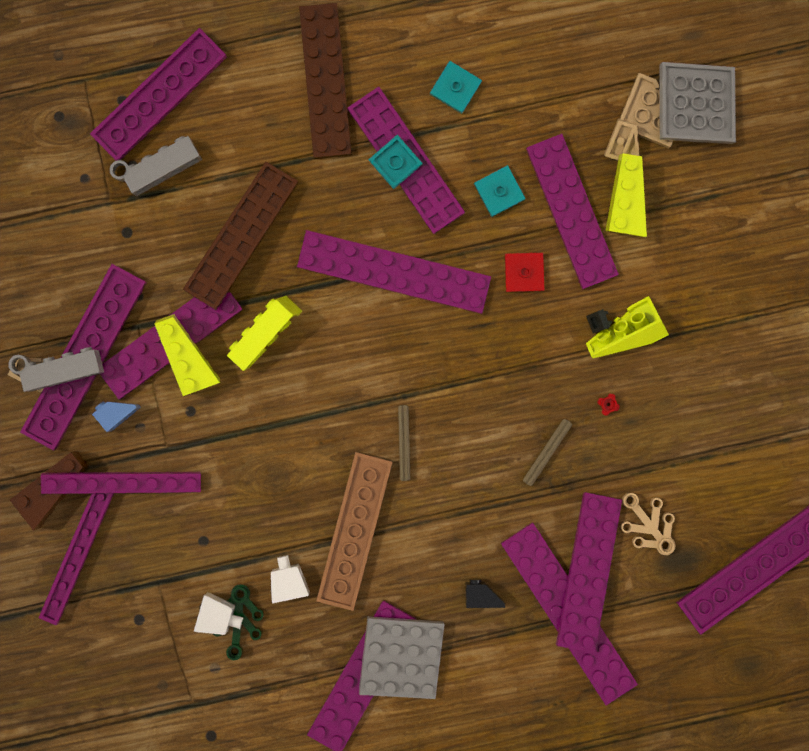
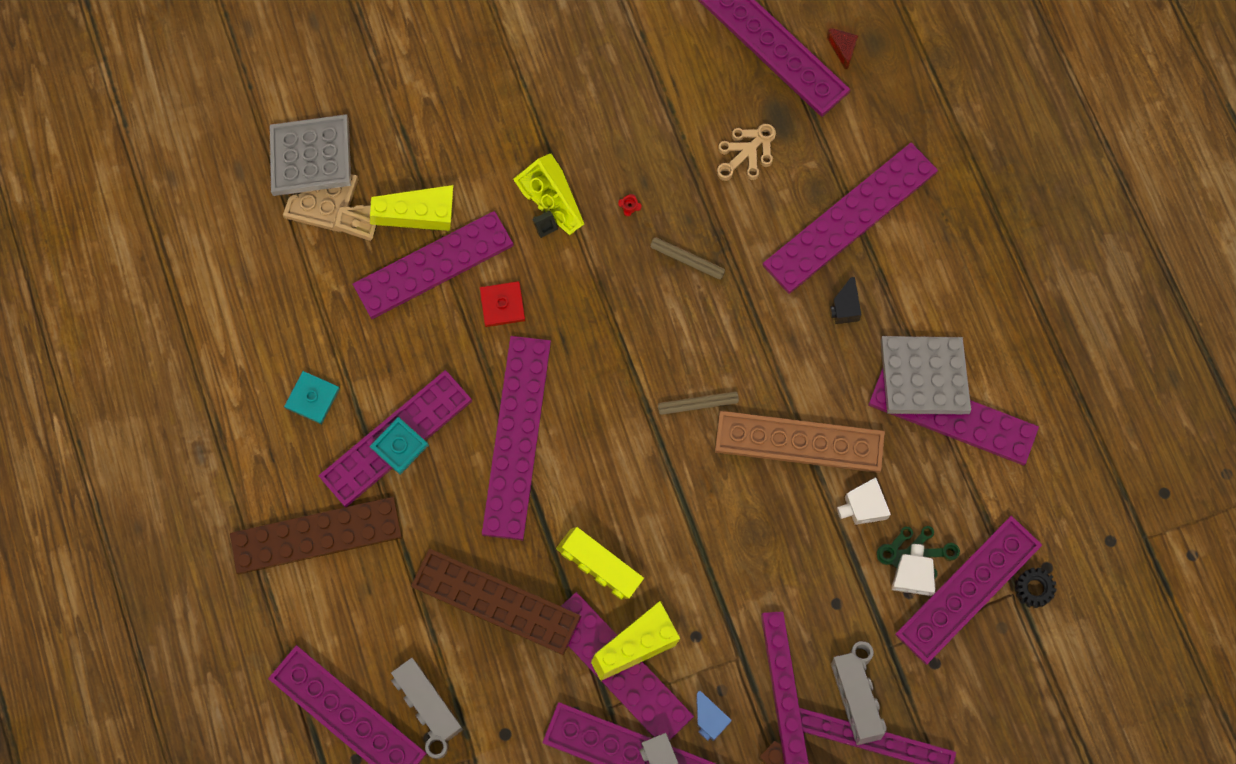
camera: 90 degrees left, 15 degrees down
(114, 546) = (857, 695): none -> light grey hinge
(191, 734) = (1048, 587): none -> black tyre
(198, 662) = (968, 590): none -> magenta plate
(499, 191) = (419, 339): teal plate -> none
(589, 572) = (805, 201): magenta plate -> none
(748, 635) = (843, 45): none -> clear red slope

